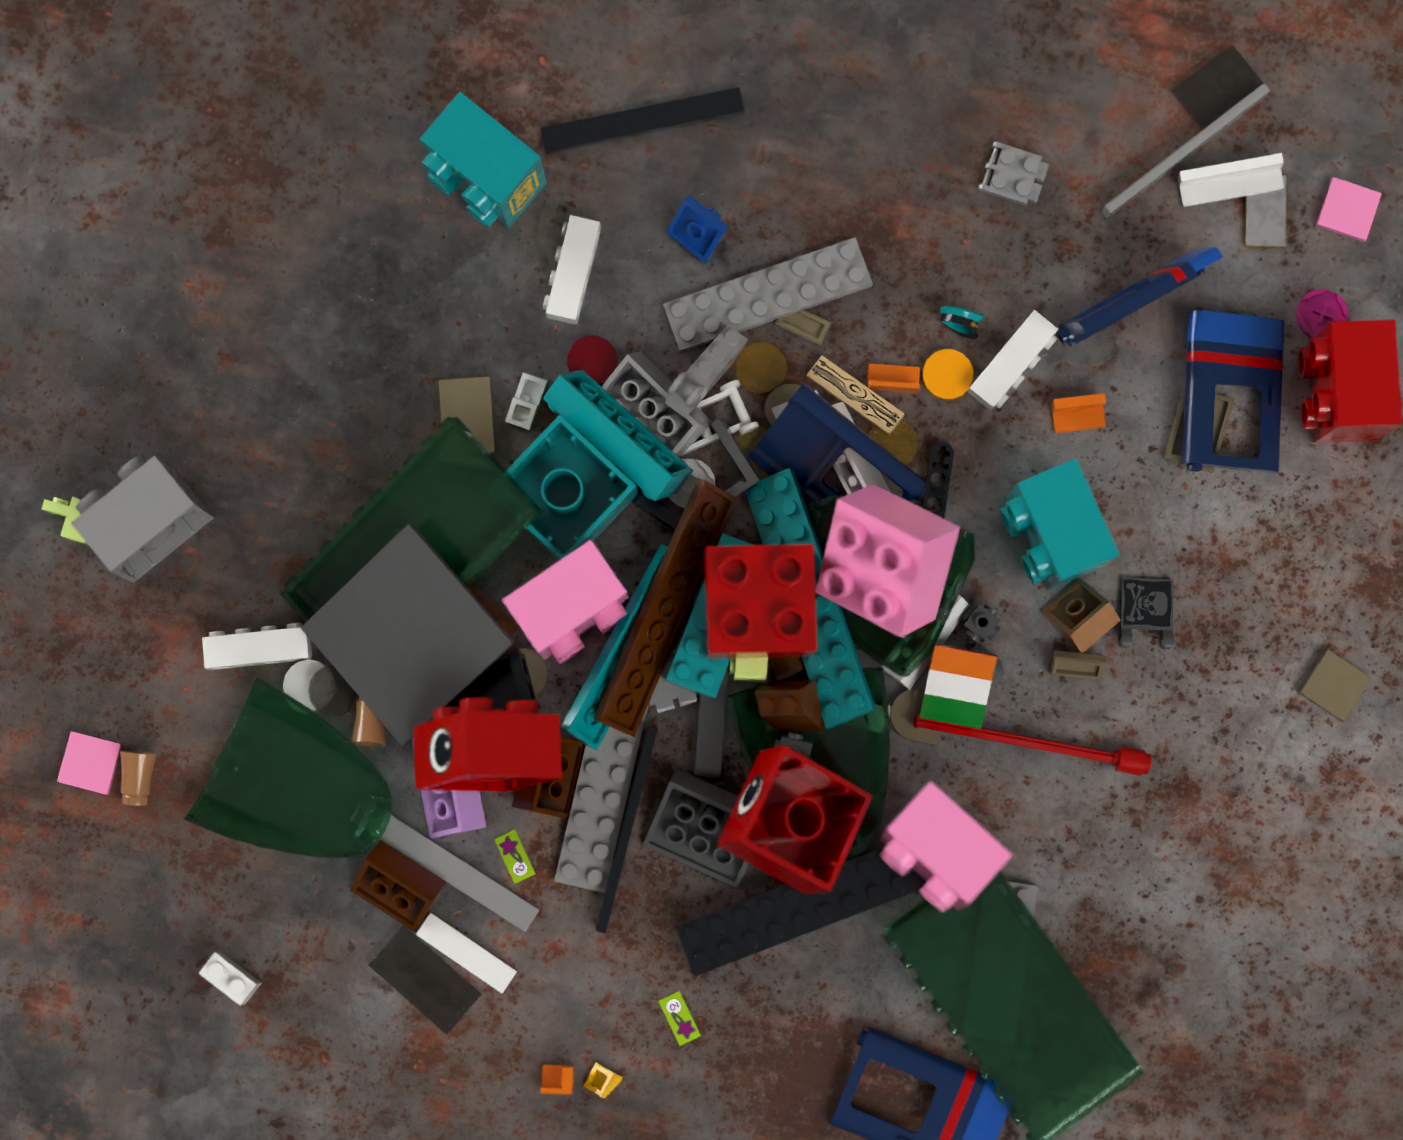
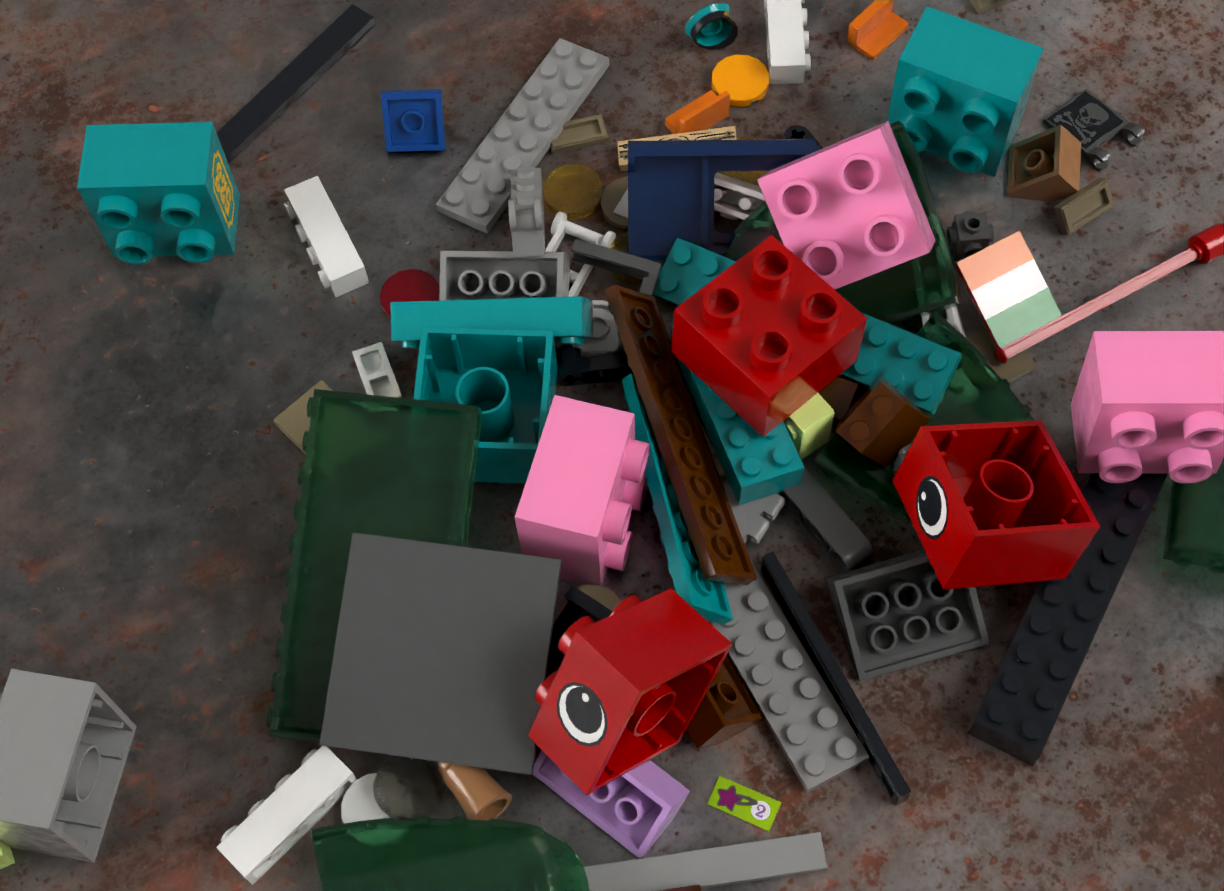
camera: 40 degrees left, 20 degrees down
(679, 1018) = (1061, 822): lime sticker -> none

